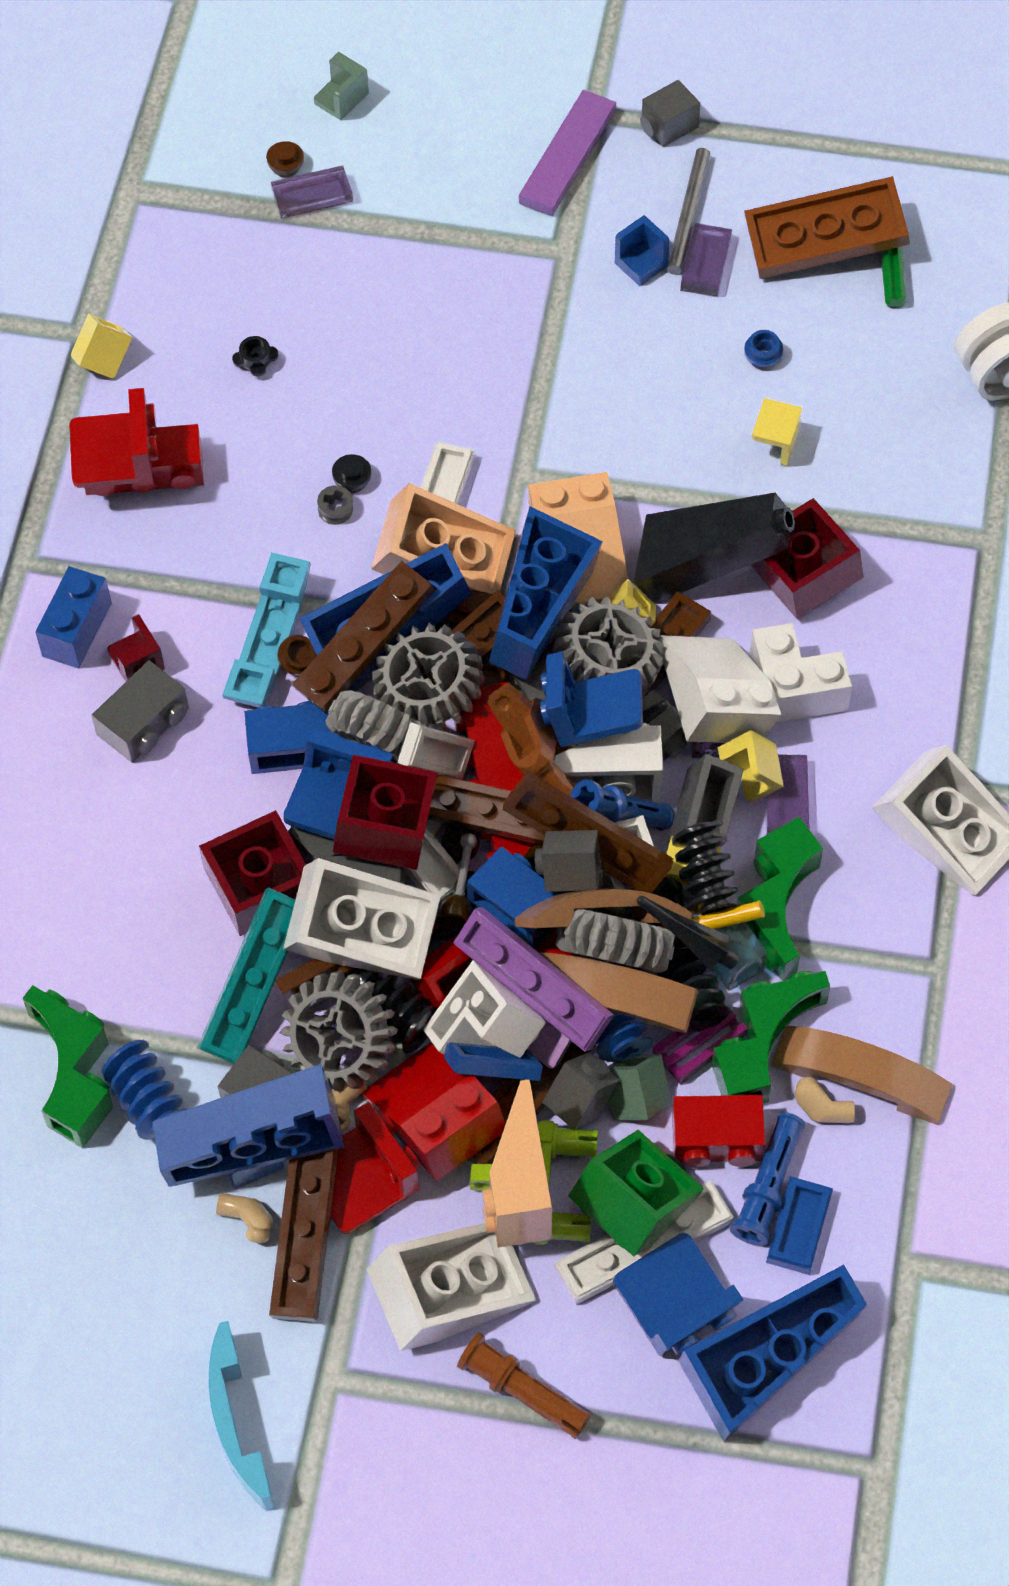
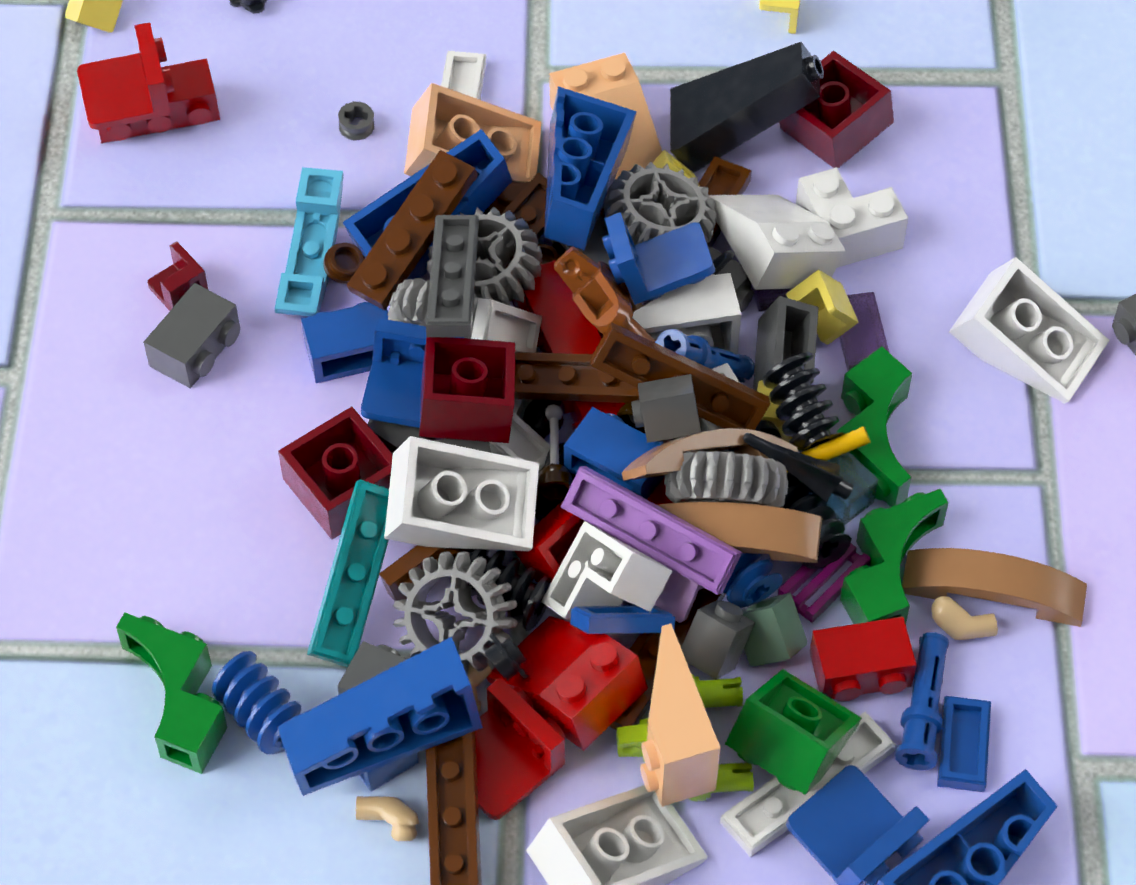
camera: 10 degrees left, 5 degrees down
(73, 617) = (108, 254): blue piece -> none
(351, 472) = (368, 88): black plate -> none
(377, 1083) = (506, 658): none -> black plate
(389, 696) = (452, 276): none -> dark grey tile

